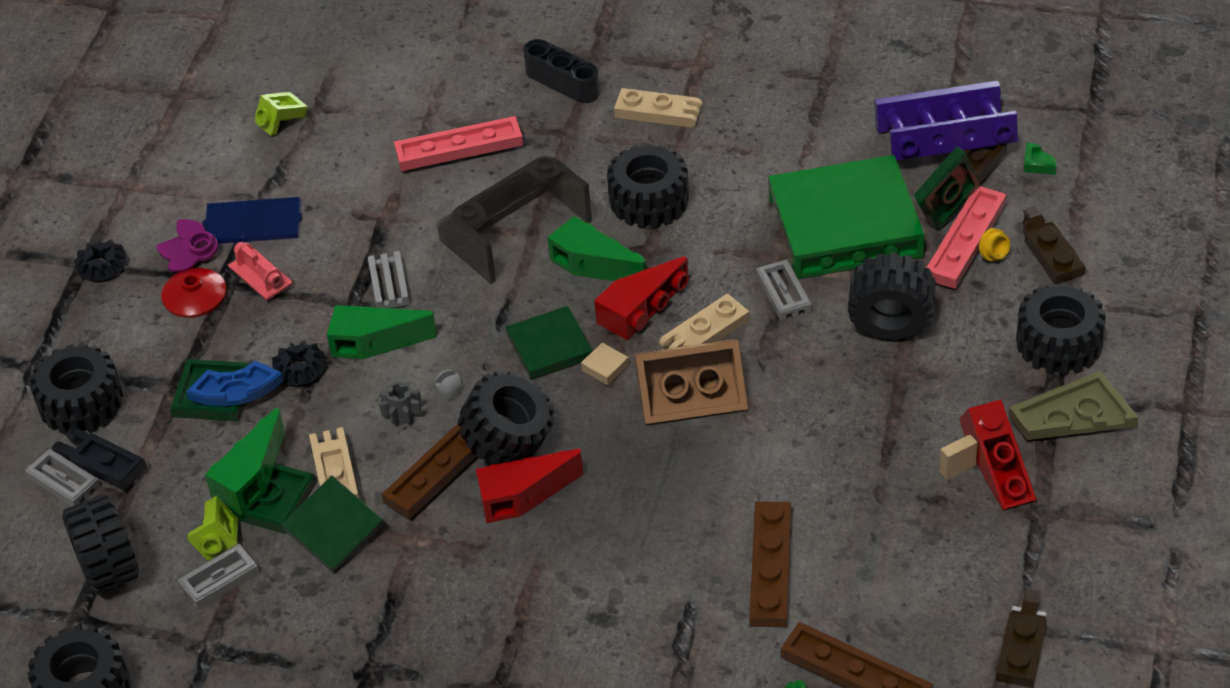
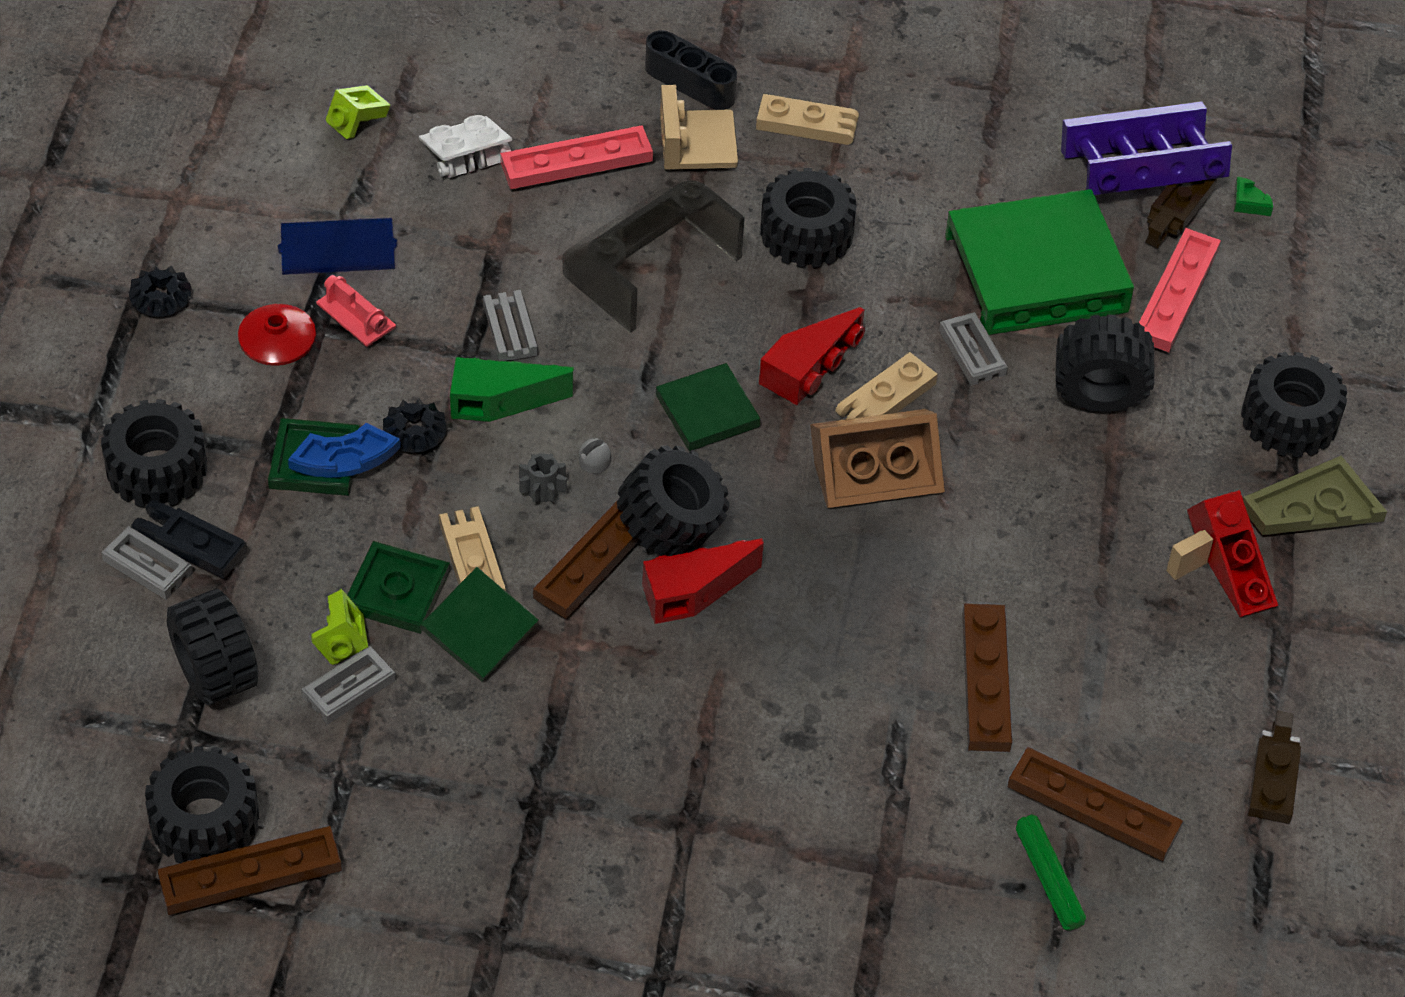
camera: 10 degrees left, 5 degrees up
(189, 247) = (261, 277): magenta plate -> none
(247, 468) = (370, 560): green slope -> none
(353, 135) = (457, 143): none -> white hinge
(559, 124) = (695, 137): none -> tan bracket
(590, 253) = (750, 300): green slope -> none
(605, 363) = (775, 434): tan tile -> none
(947, 188) = (1157, 234): dark green tile -> none
(994, 244) = (1211, 301): yellow plate -> none
(1051, 247) = (1273, 305): dark brown hinge -> none

